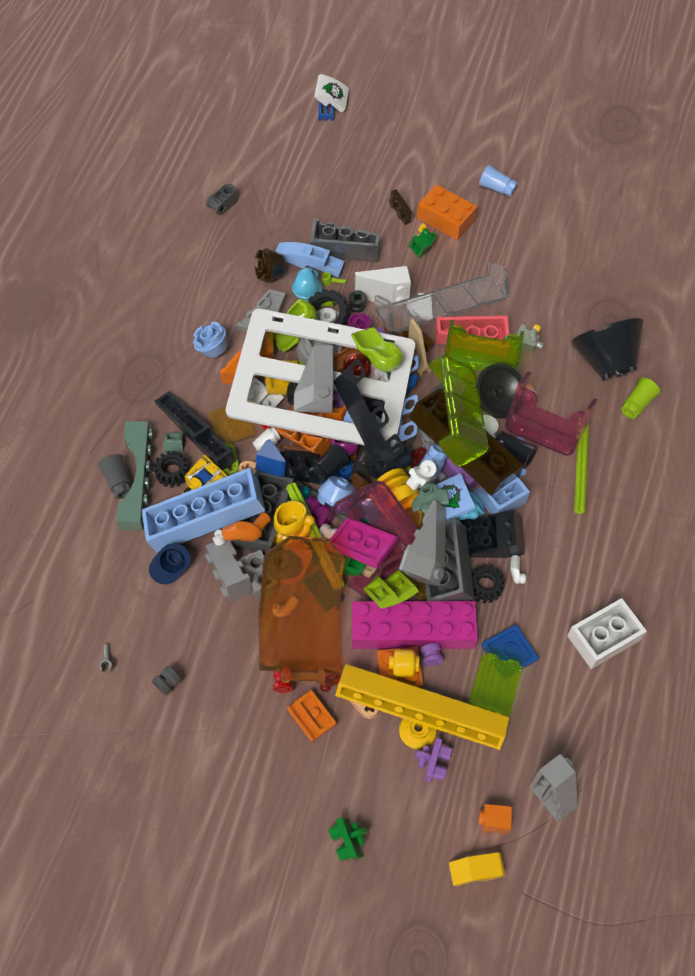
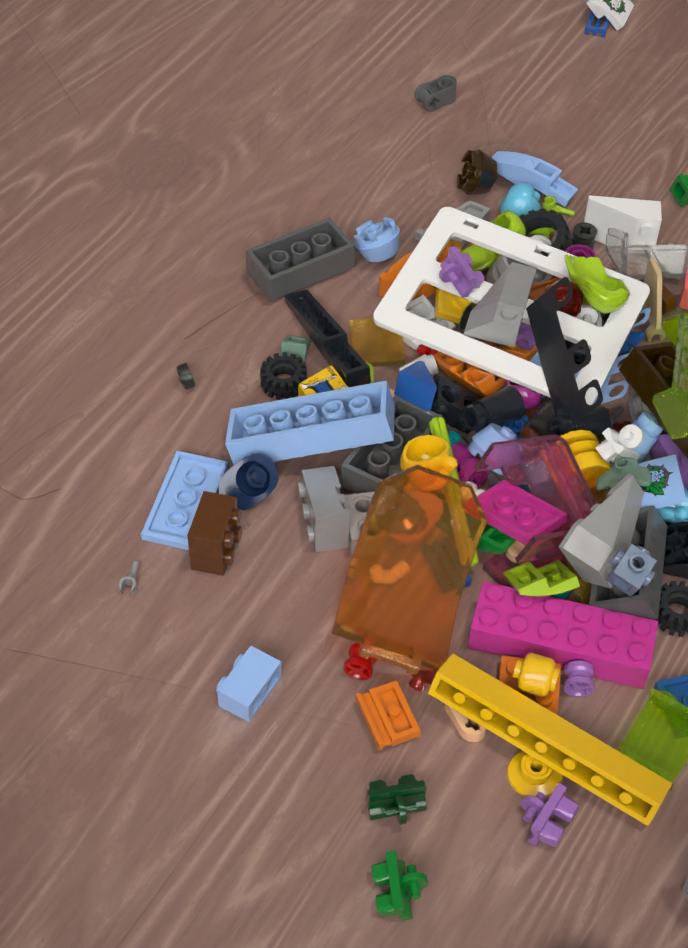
camera: 15 degrees right, 10 degrees down
(100, 486) = (185, 376): none -> pearl dark grey tile
(115, 475) = (209, 366): dark grey plant -> none
(127, 587) = (180, 497): none -> light blue tile
(129, 511) = (250, 334): sand green arch -> none
(157, 611) = (214, 533): none -> reddish brown brick
(158, 369) = (300, 259): none -> dark grey brick
(166, 680) = (202, 621): dark grey wheel -> none
(211, 718) = (249, 683): none -> light blue brick
(242, 530) = (356, 458): orange arm -> none
(277, 363) = (458, 270): none -> medium lavender hips
(333, 778) = (396, 799): none -> dark green hips
(345, 242) = (586, 167): flat silver wedge -> none
(400, 206) = (669, 143): dark brown plate -> none
(451, 573) = (631, 569): none -> sand blue brick
(495, 819) = (620, 916): orange brick -> none

